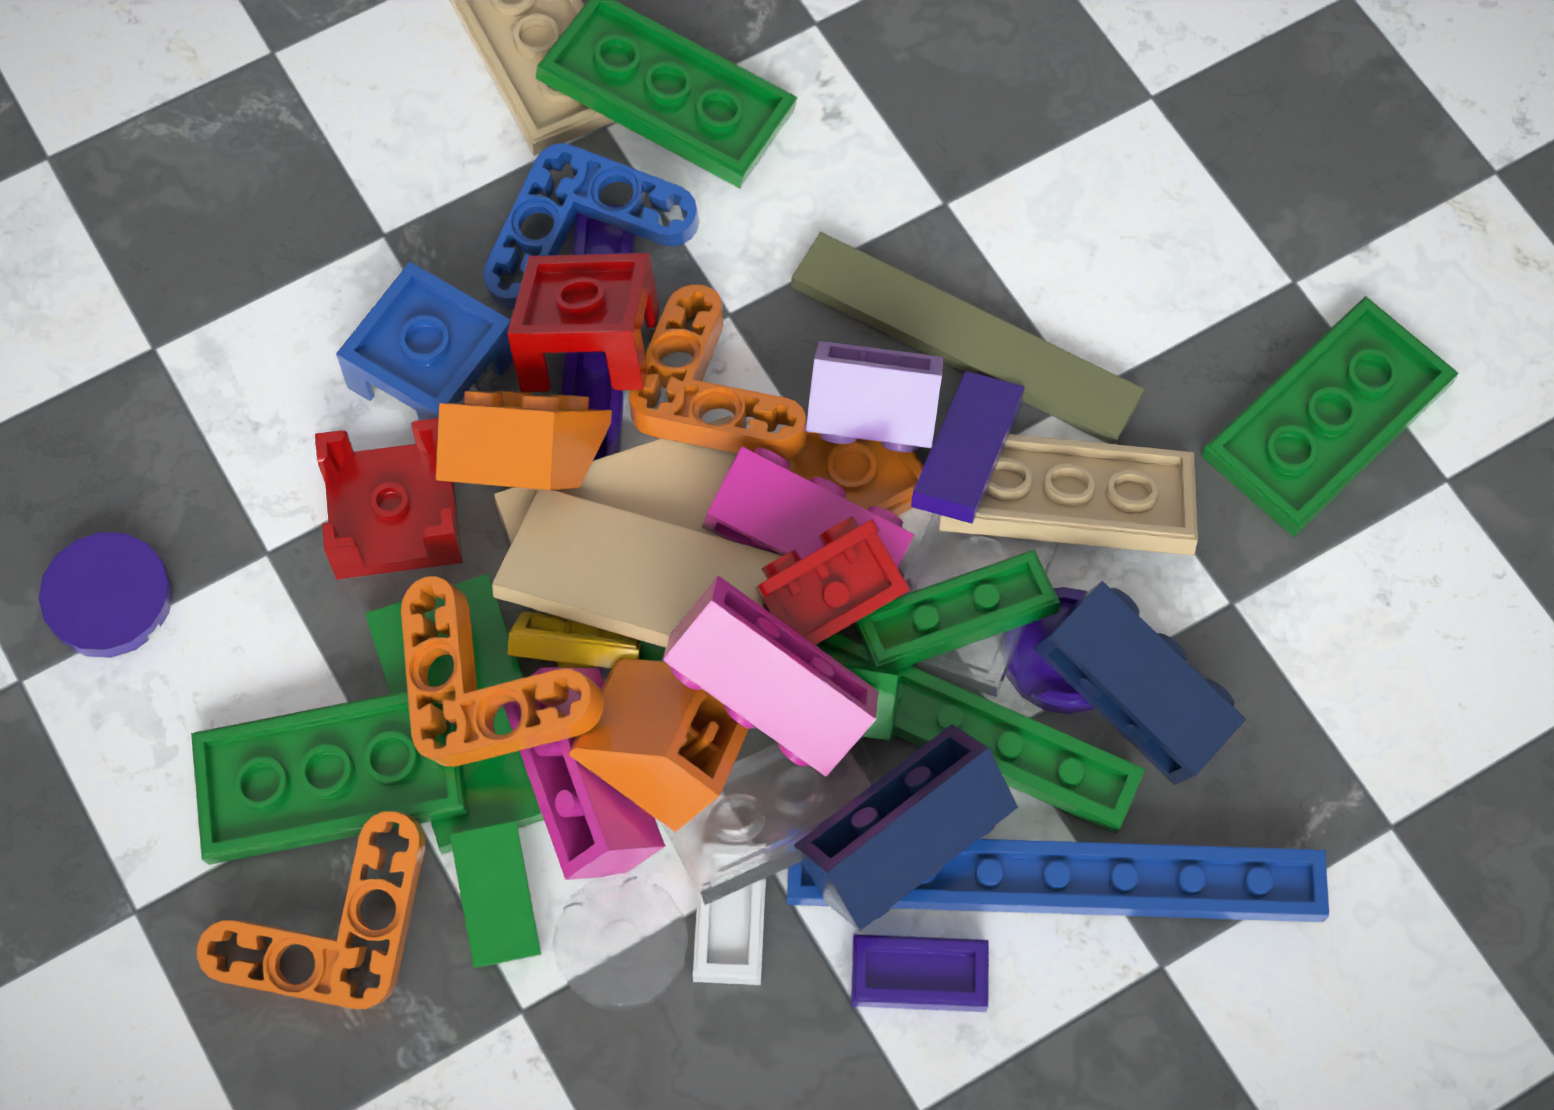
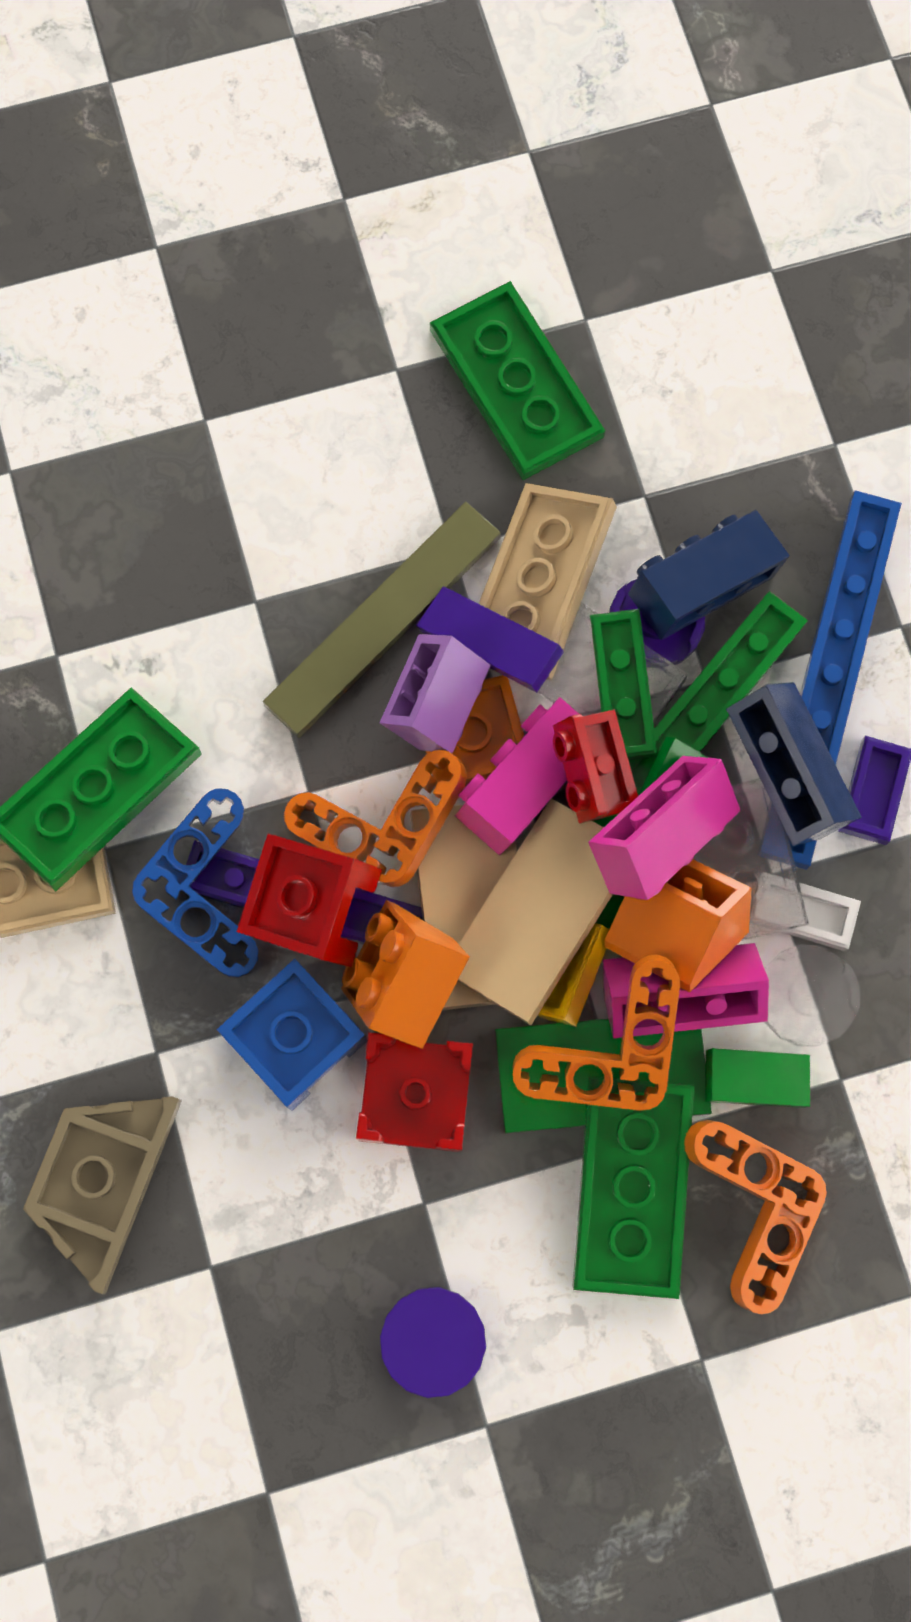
camera: 75 degrees left, 10 degrees up
(224, 206) = (98, 1180): none -> dark tan wing

